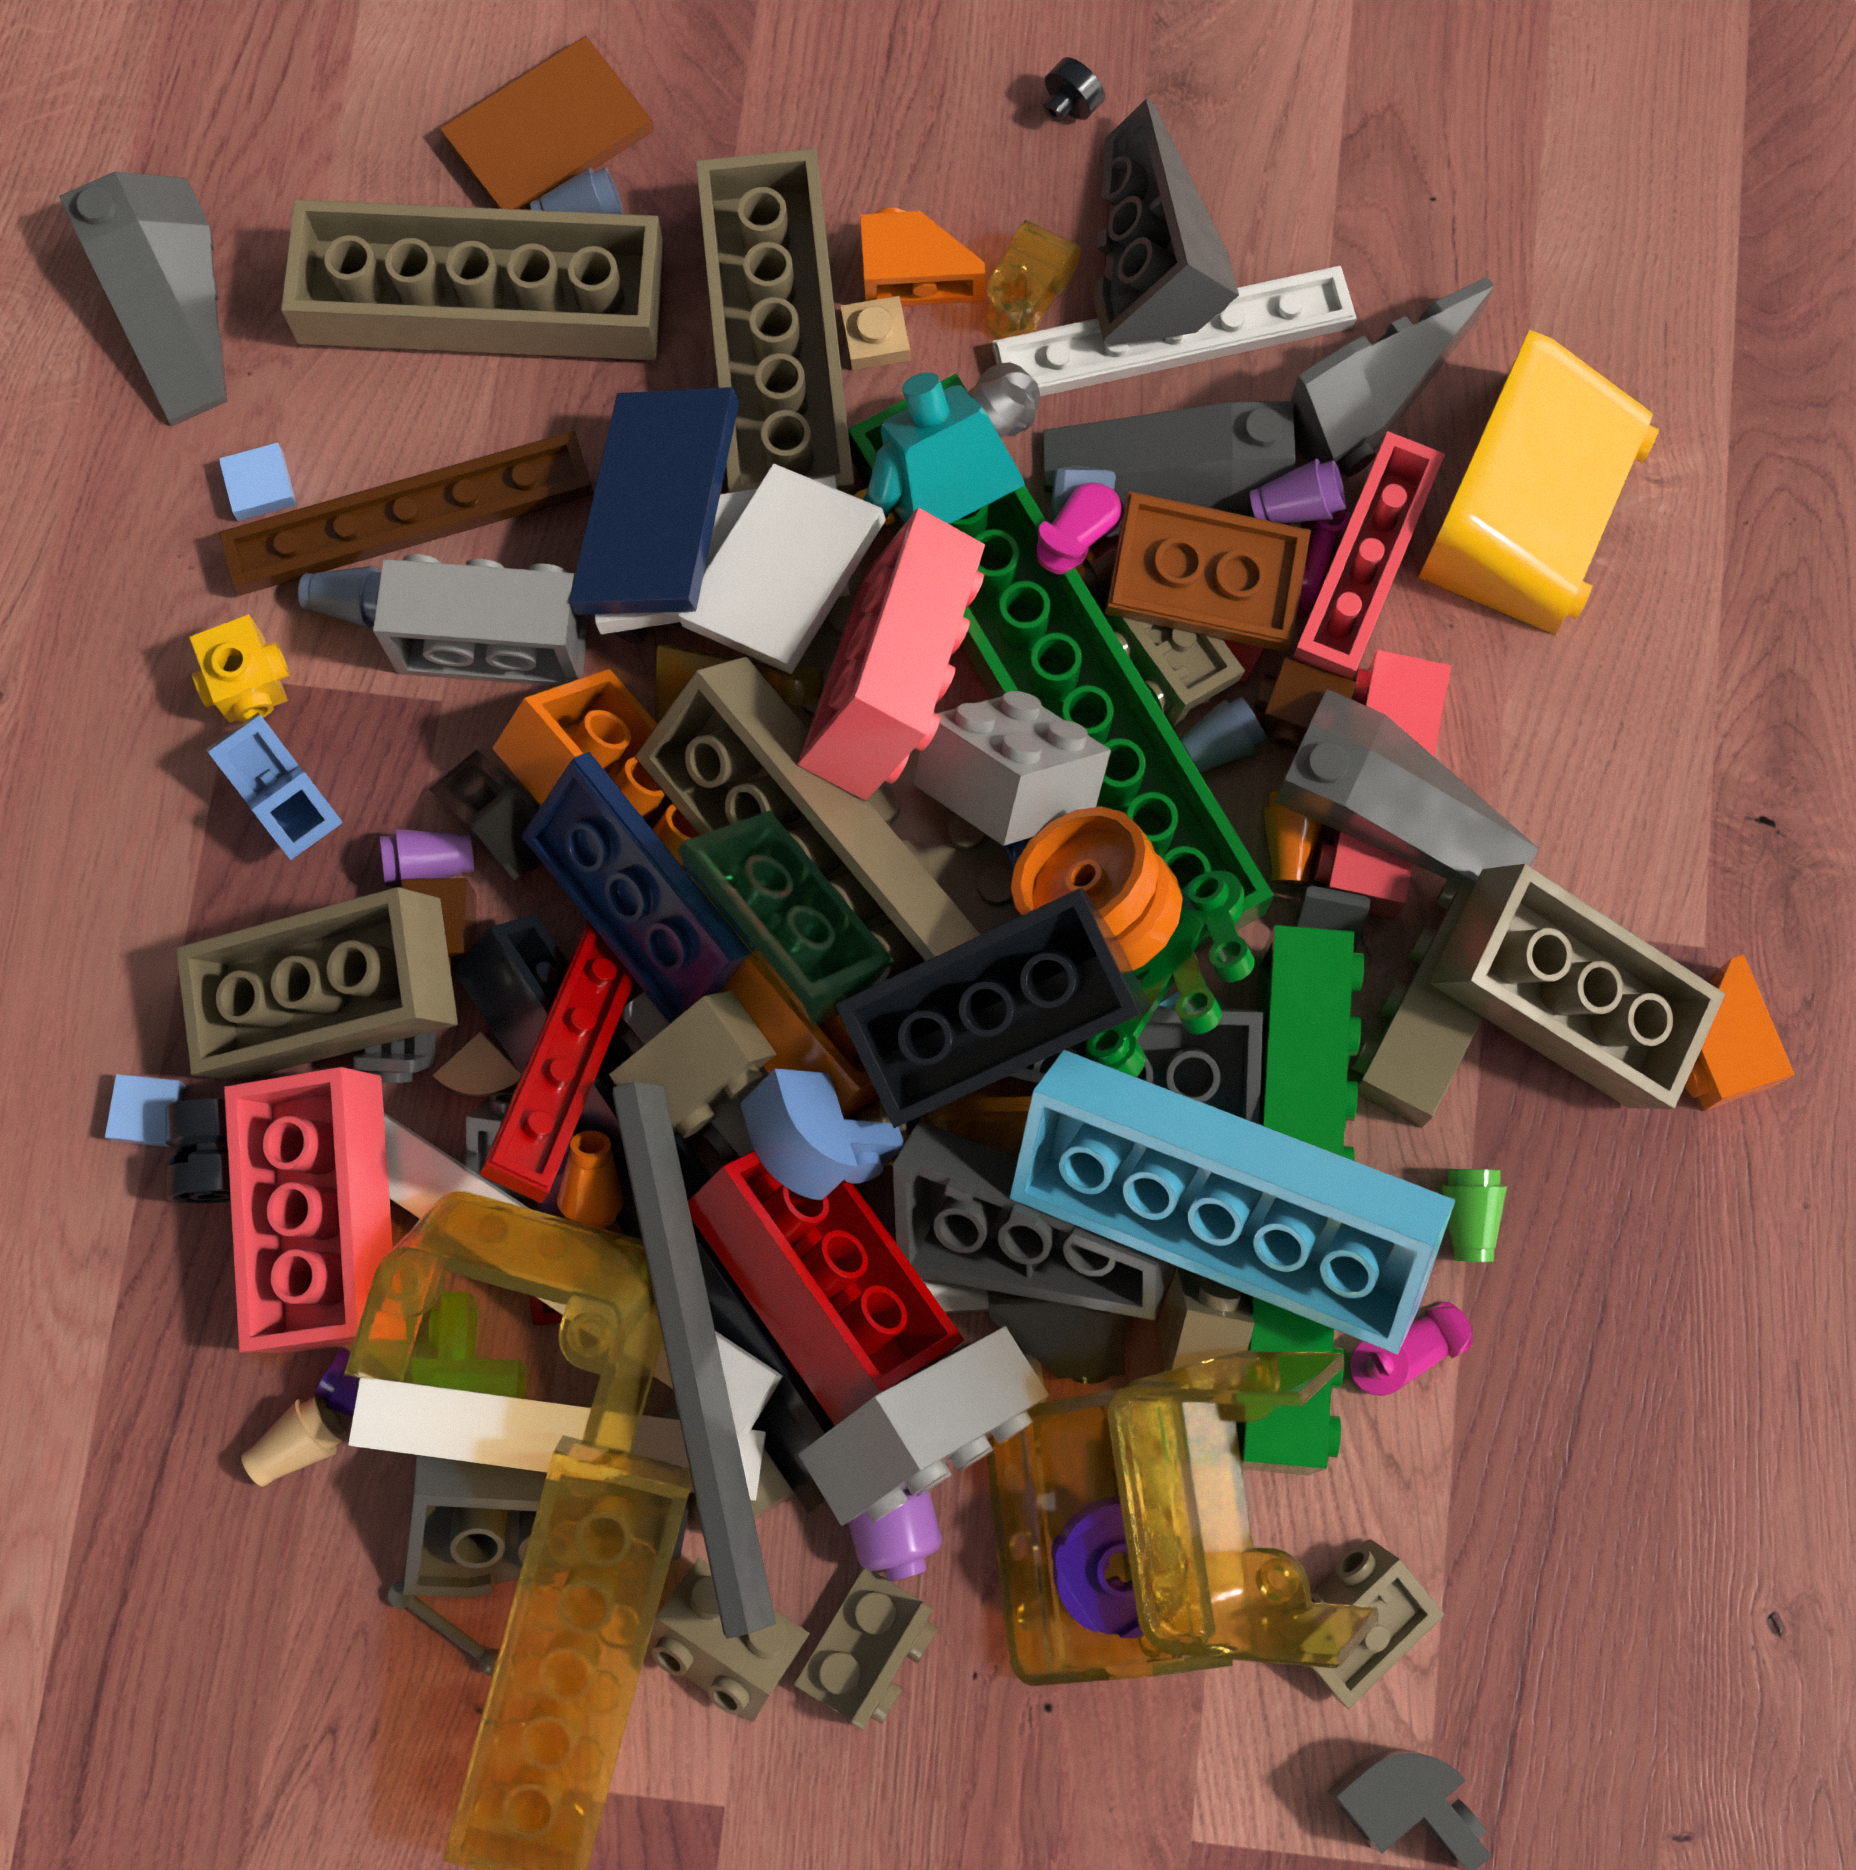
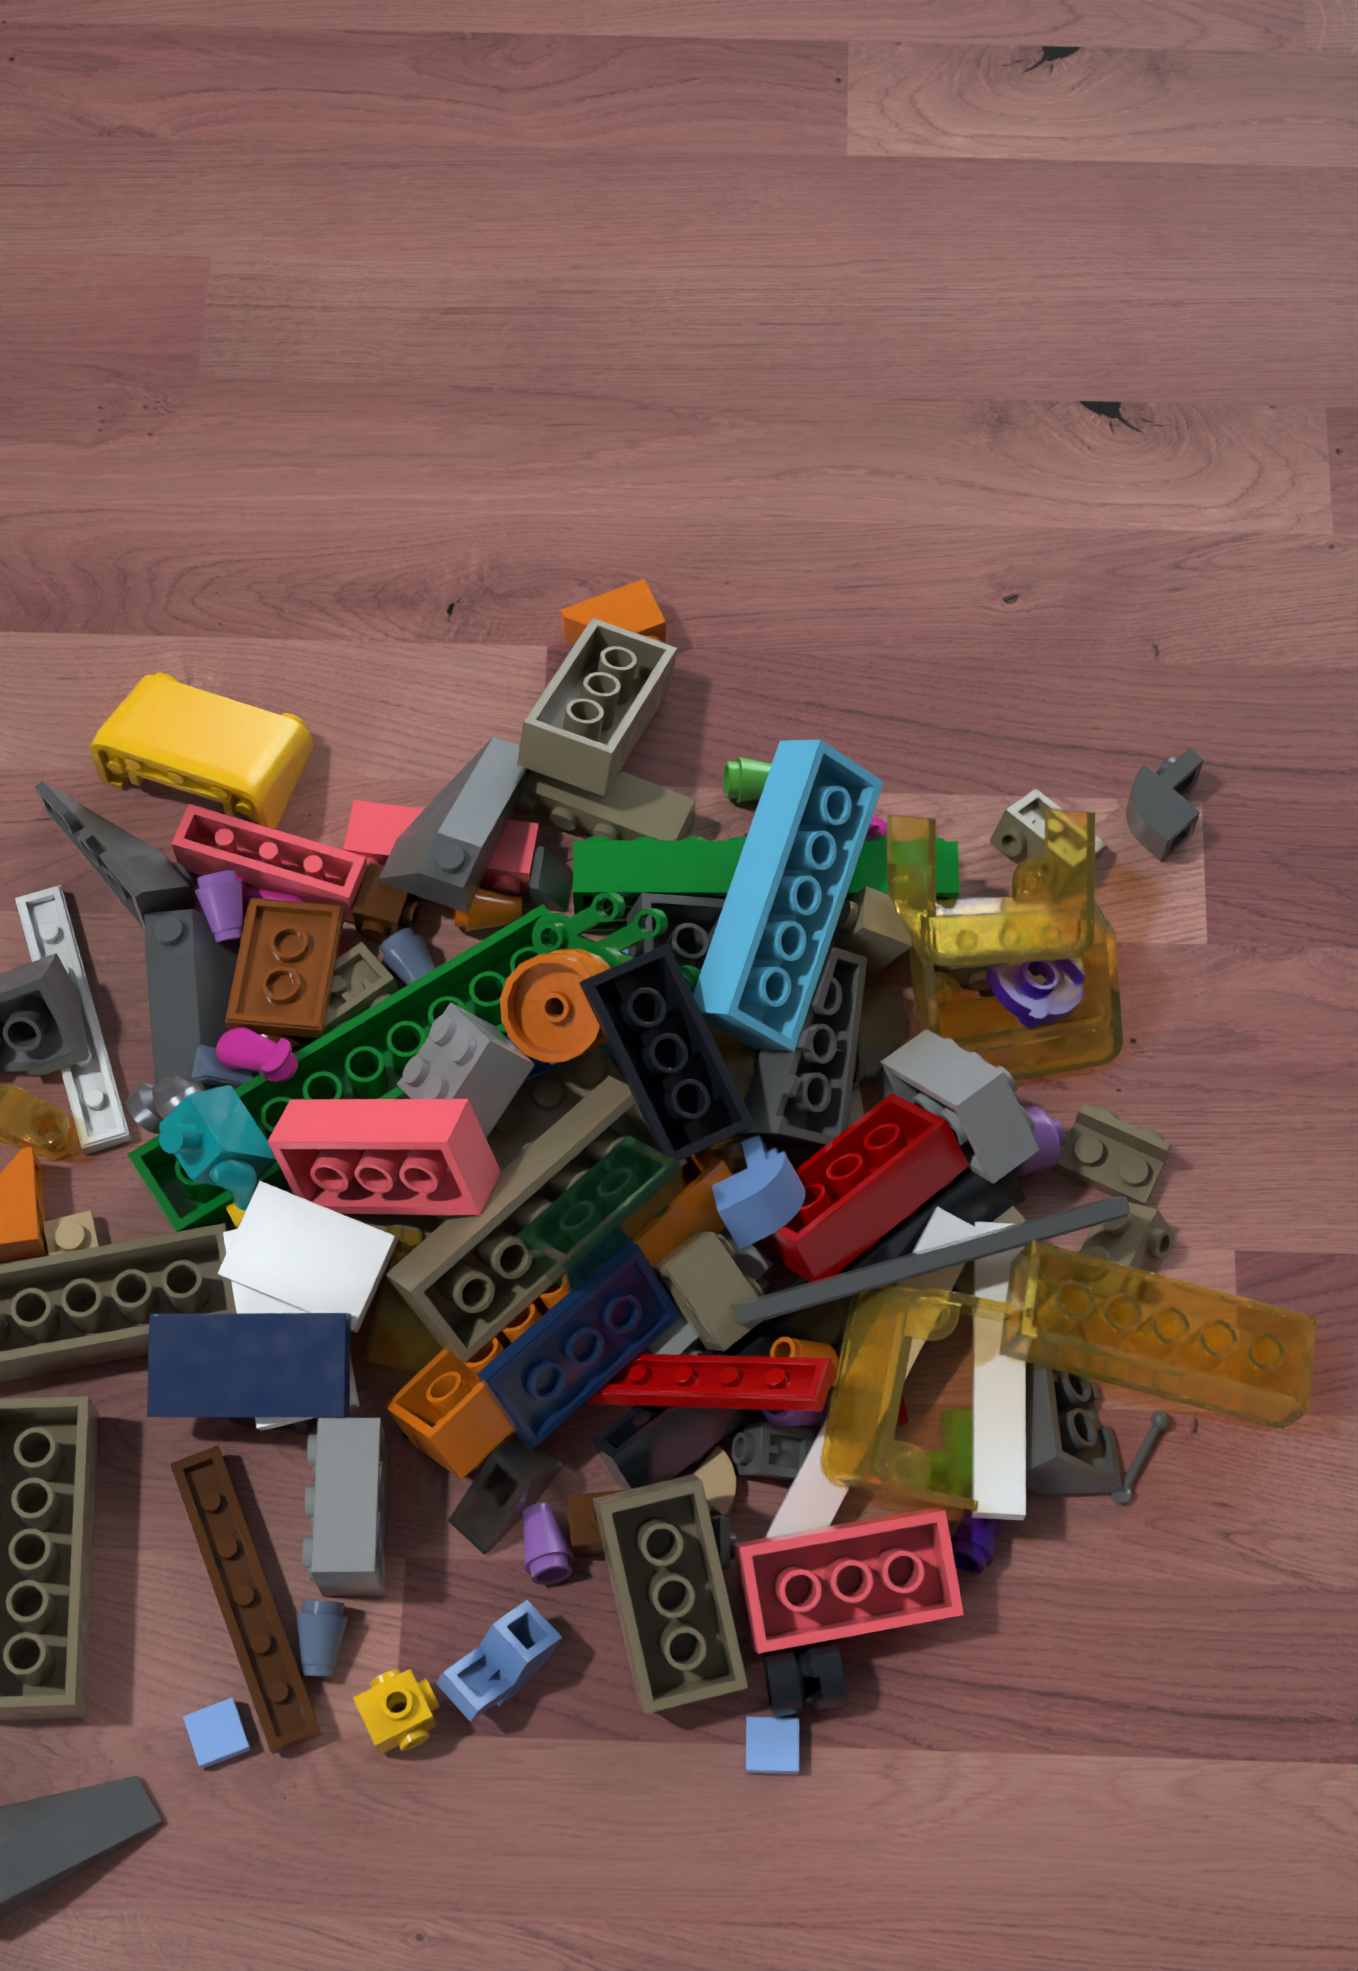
camera: 95 degrees left, 10 degrees down
(296, 1440) = (1020, 1583): tan cone -> none

